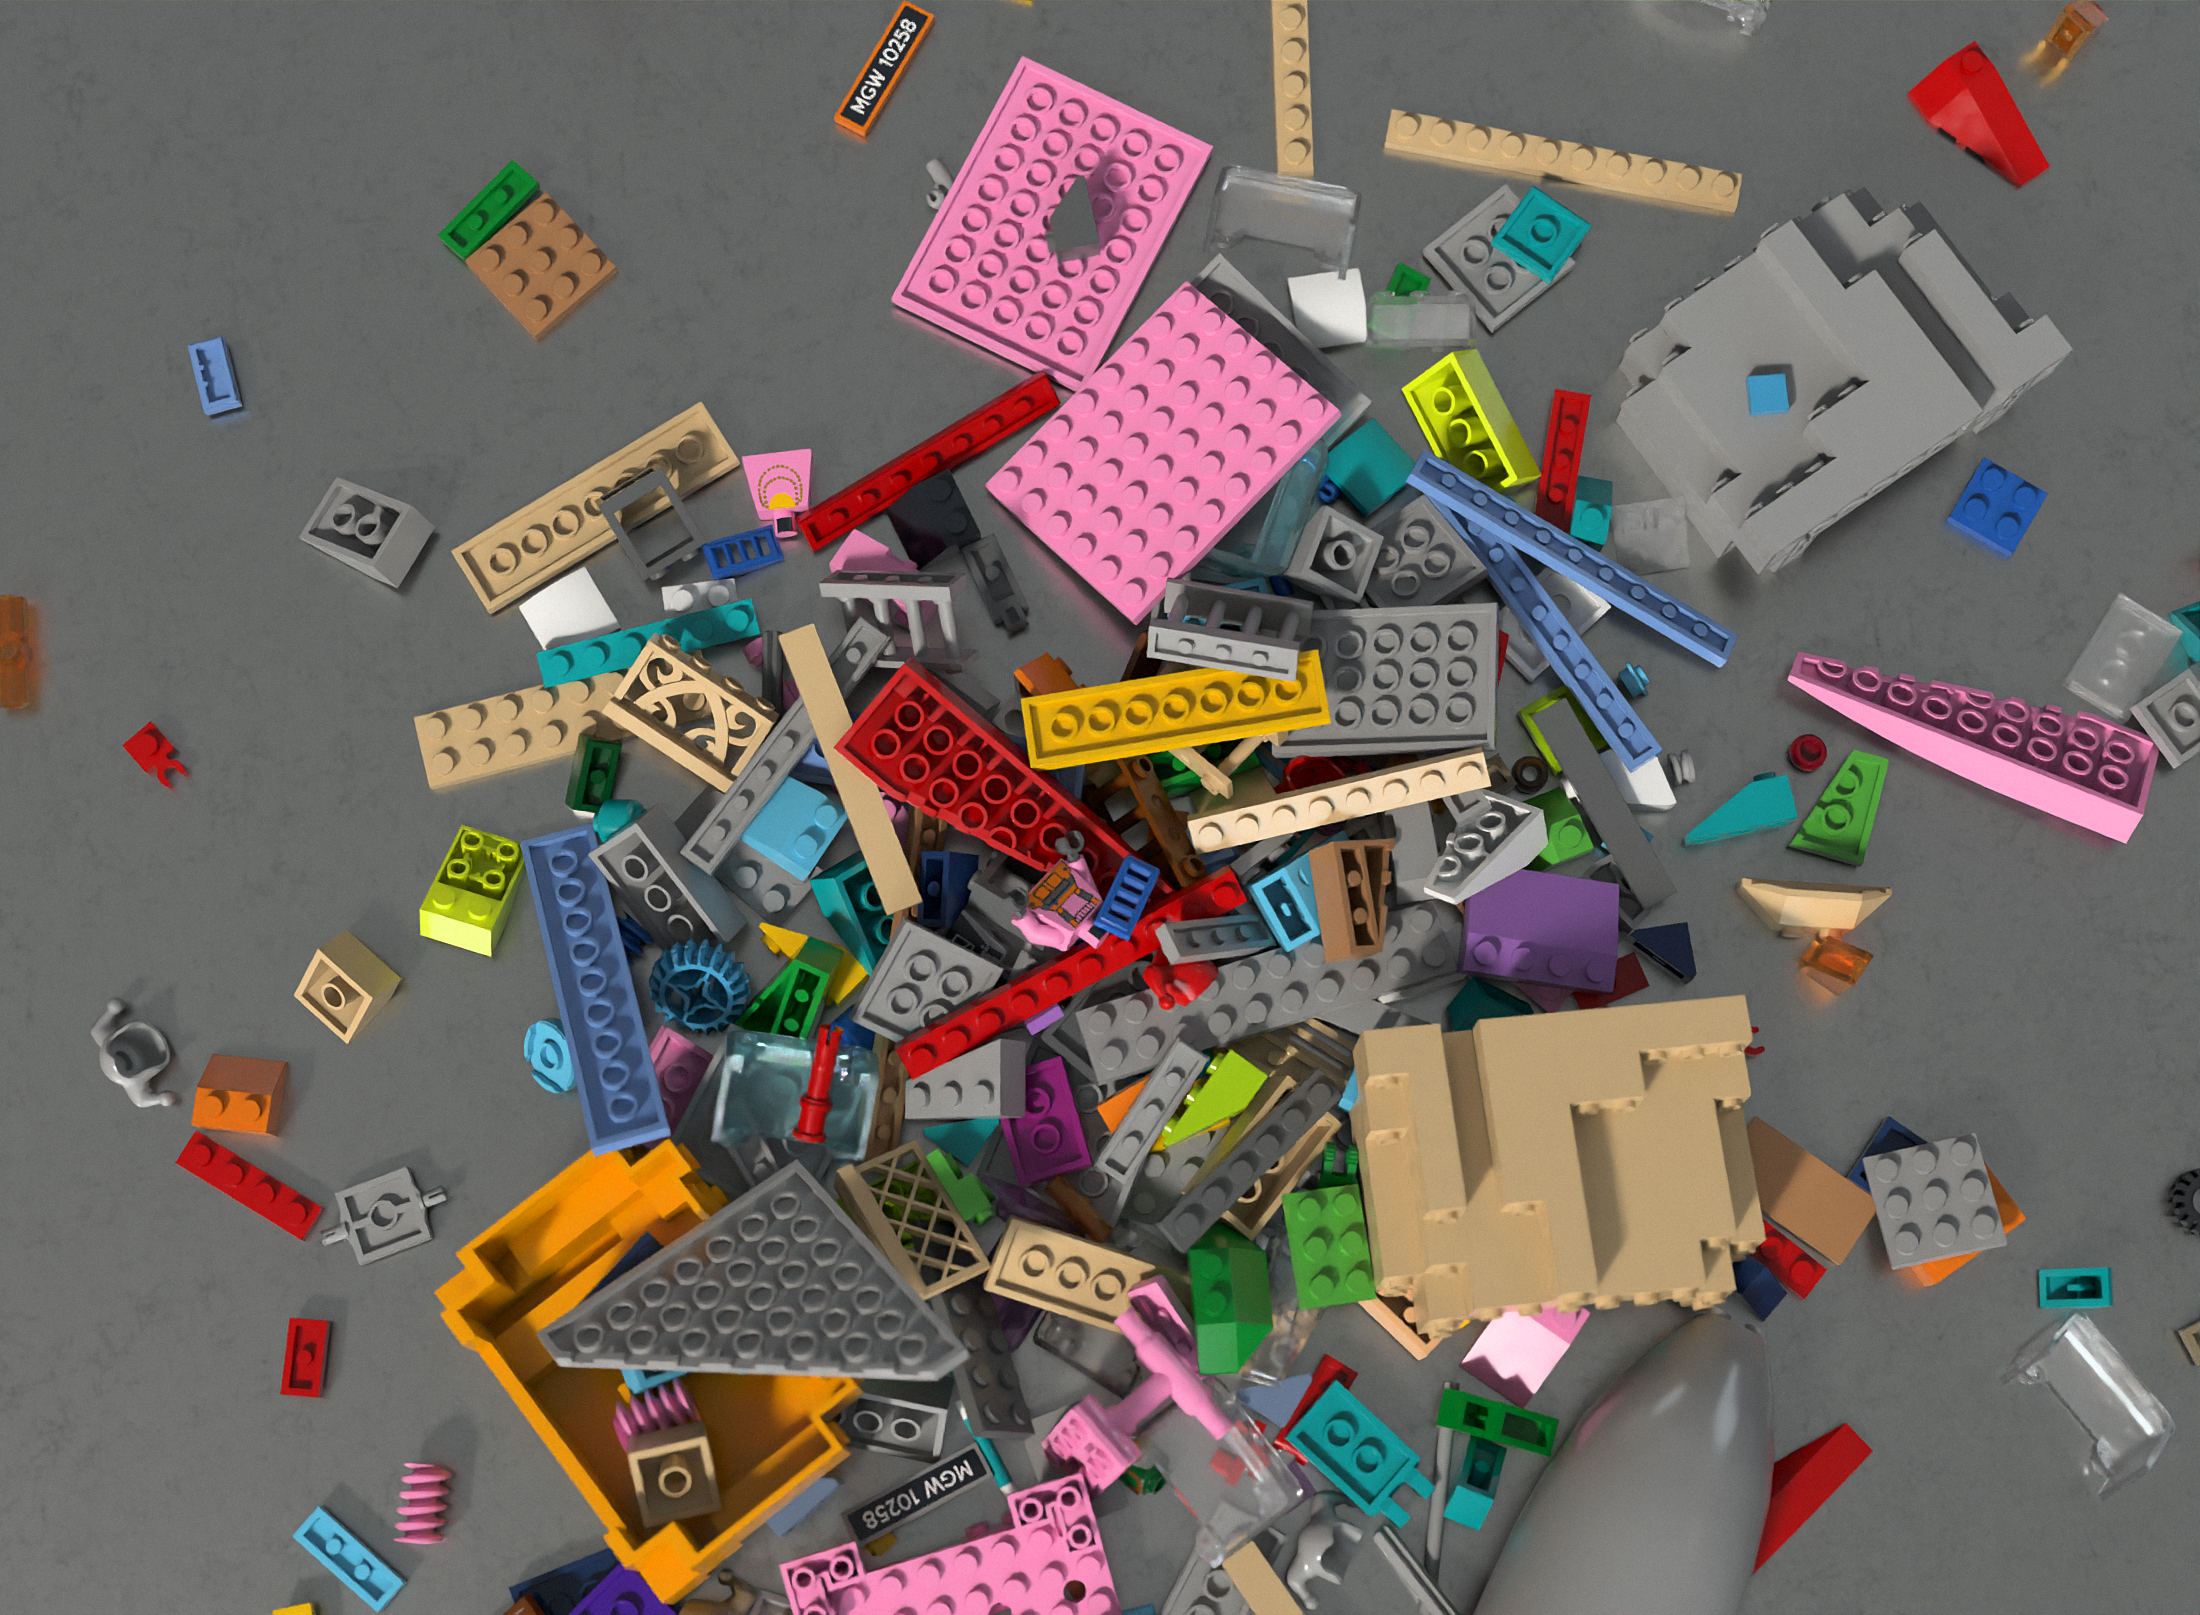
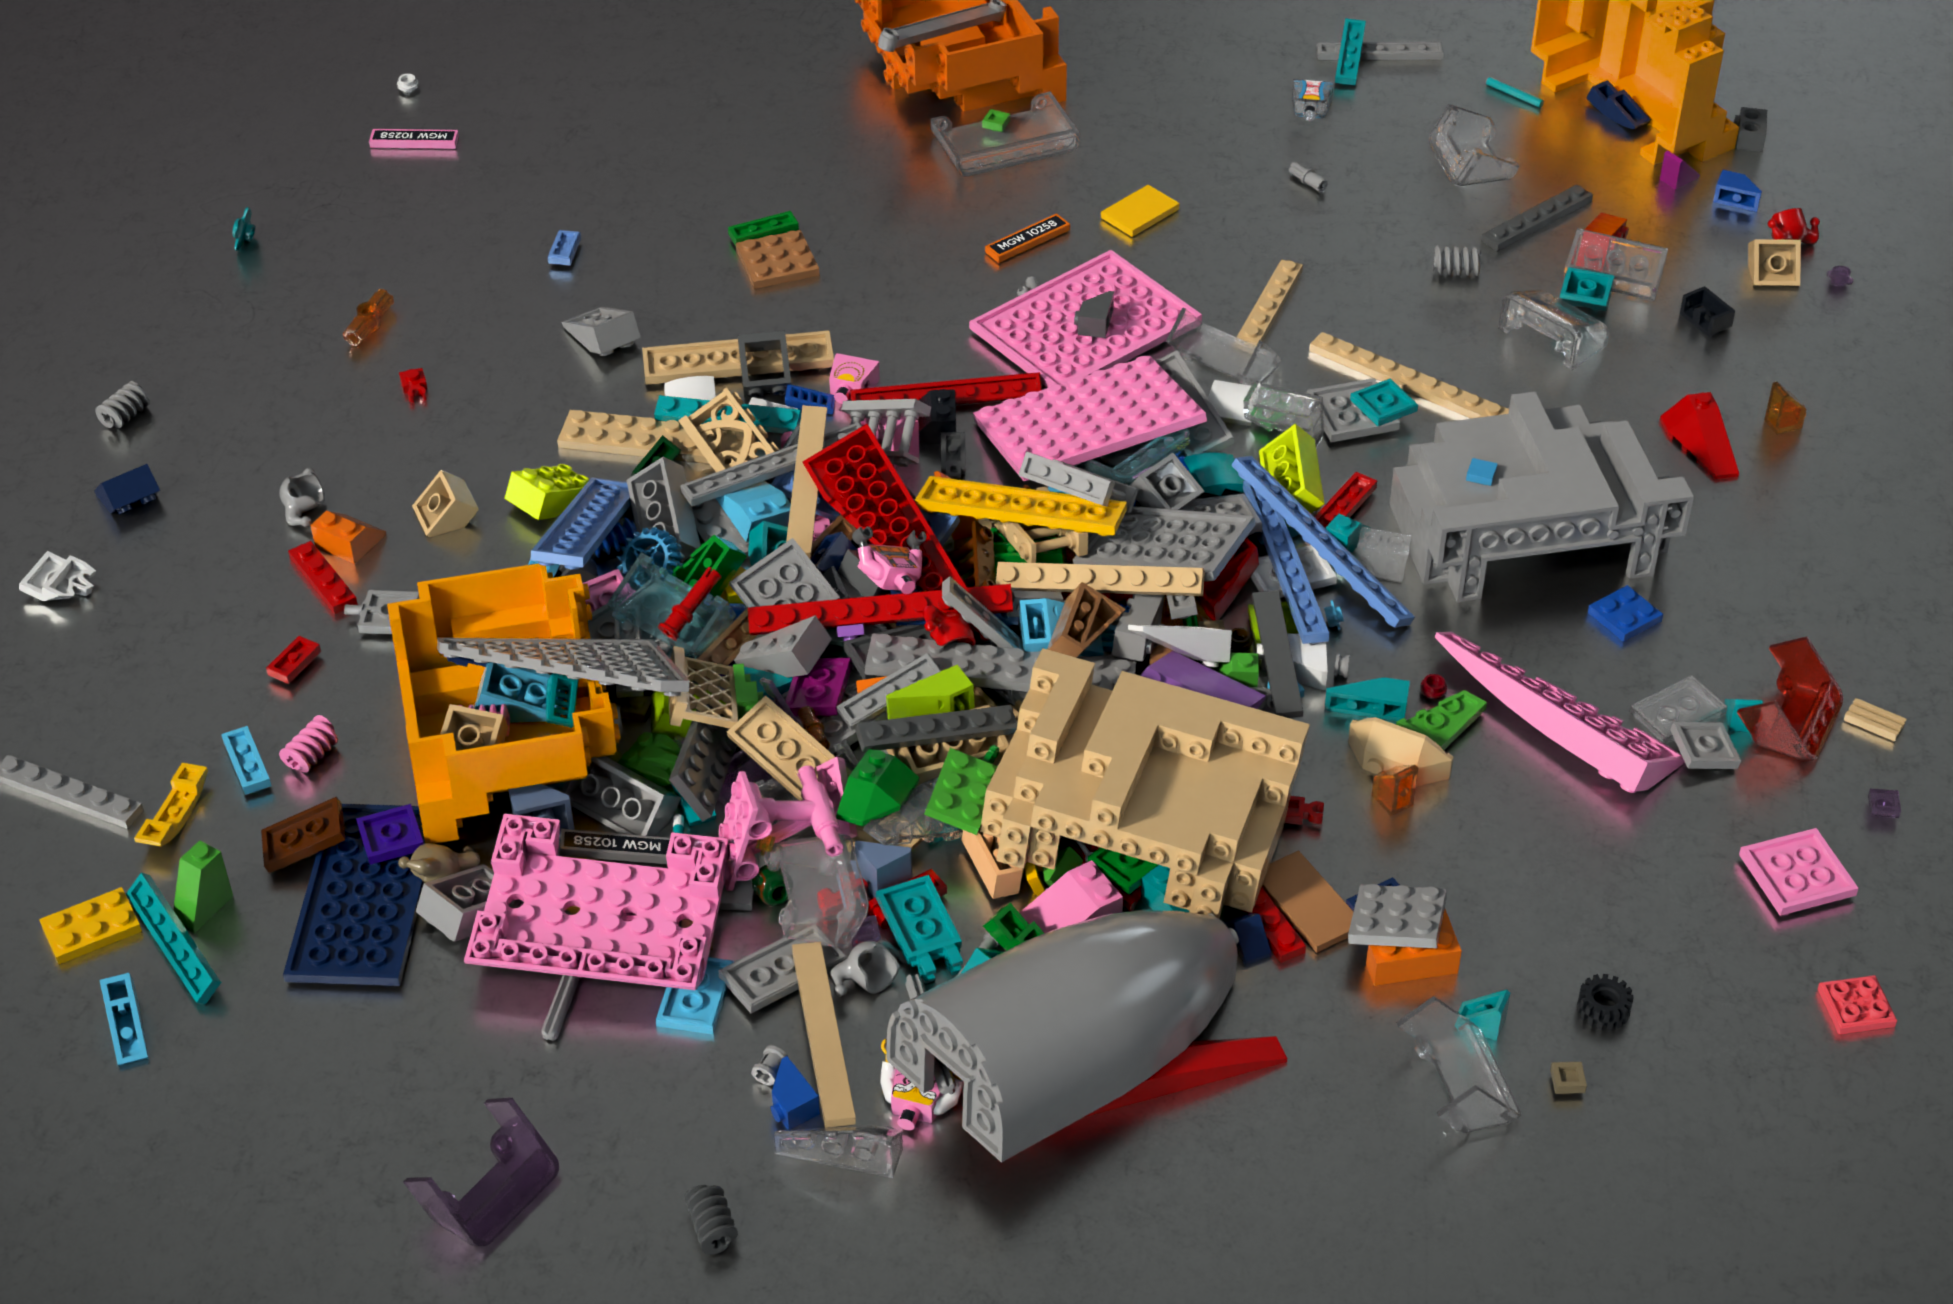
camera: 25 degrees right, 35 degrees down
(1137, 877) = (934, 573): blue slope -> none

